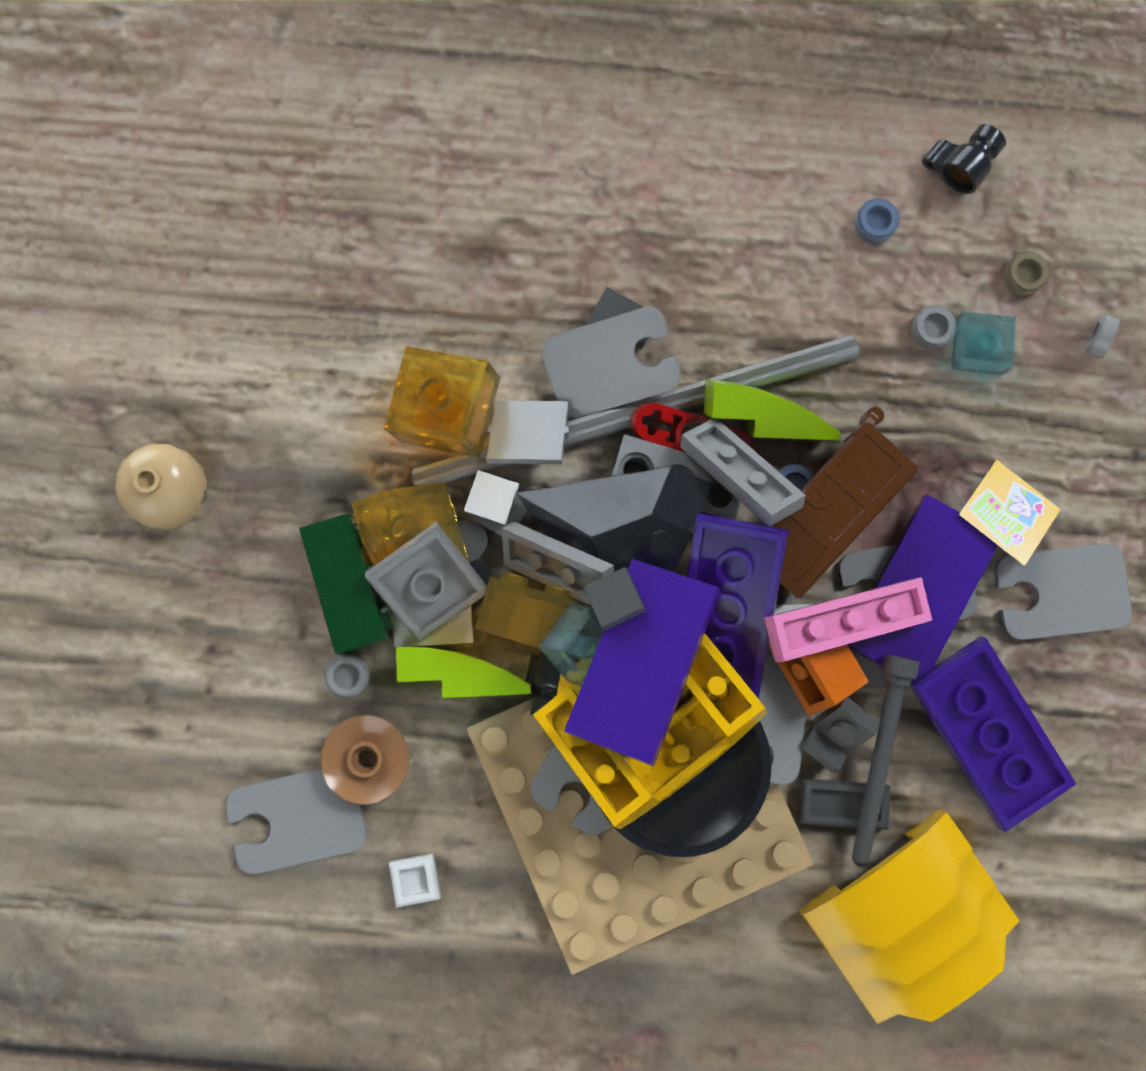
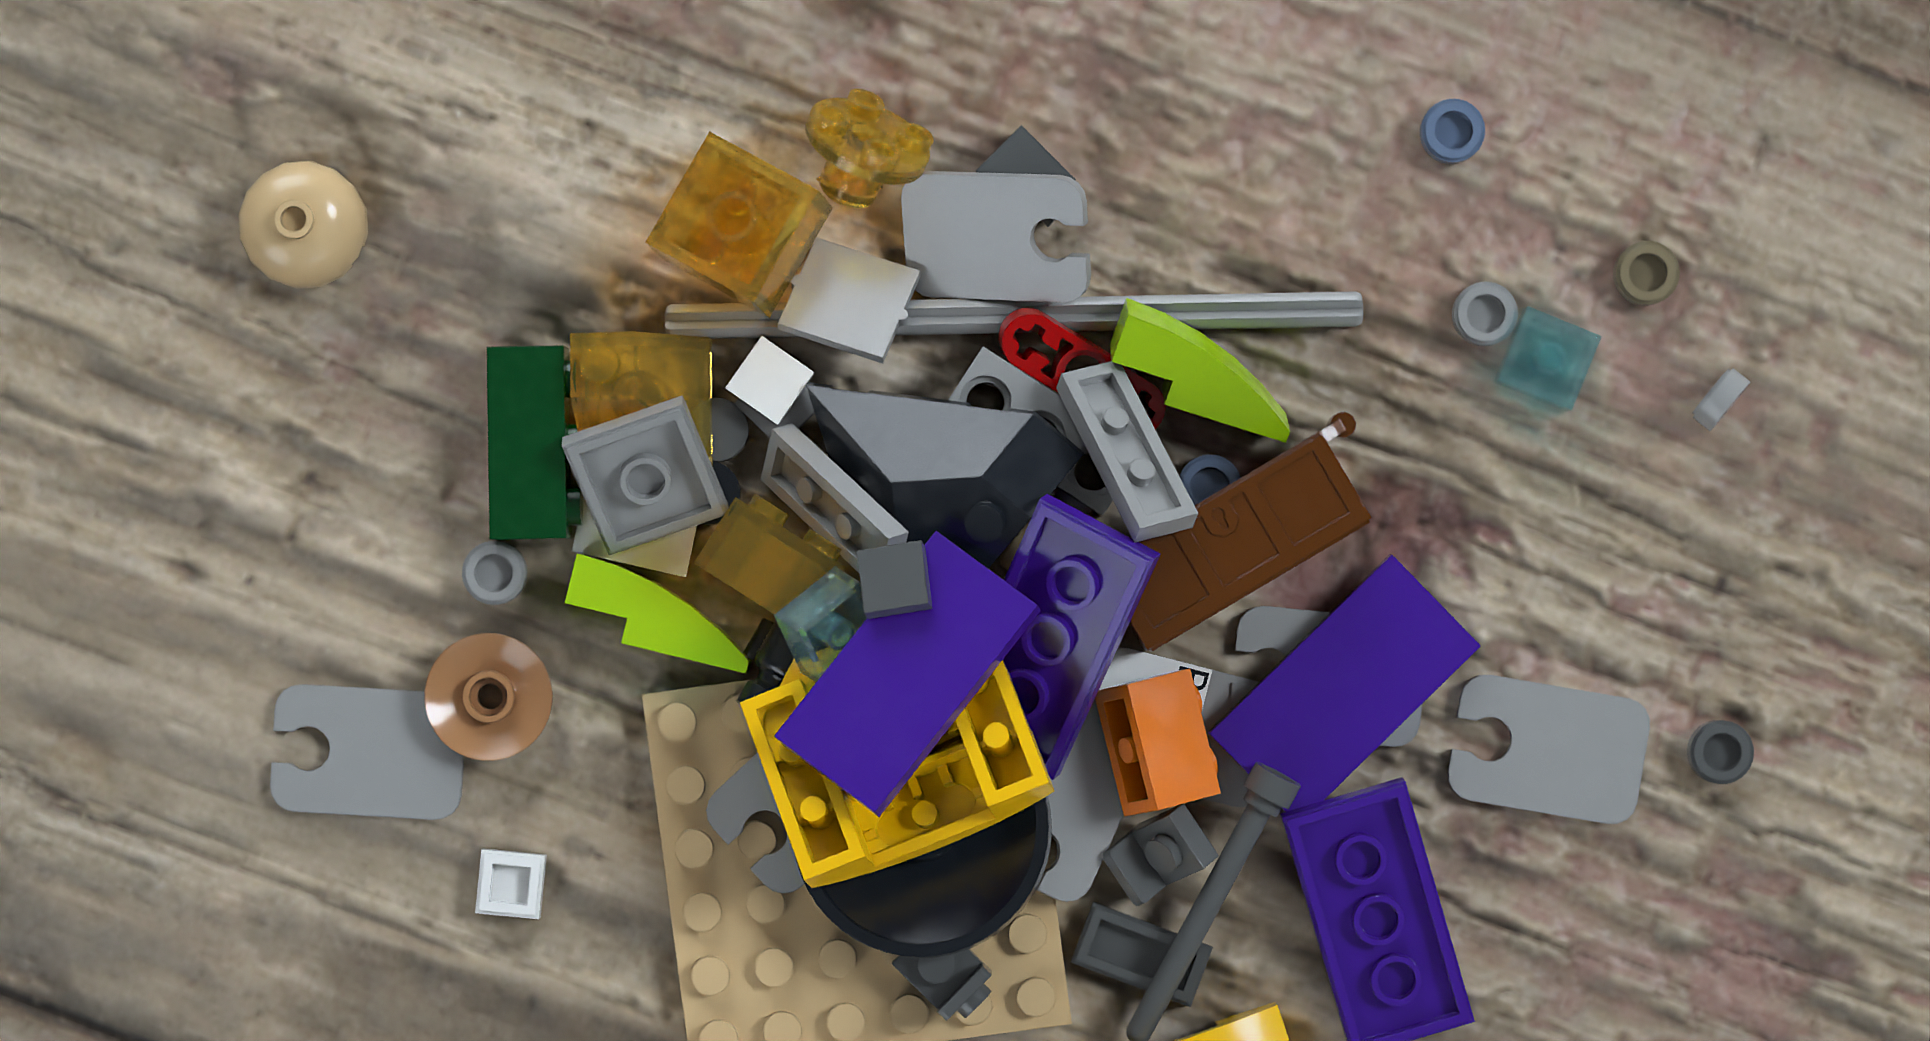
camera: 20 degrees right, 5 degrees up
(510, 332) = (864, 147): none -> clear yellow plate
(729, 864) = (948, 981): none -> dark grey bracket
(847, 619) = (1213, 698): bright pink plate -> none
(966, 165) = (1608, 87): black piece -> none
(1010, 512) = (1505, 614): sticker -> none

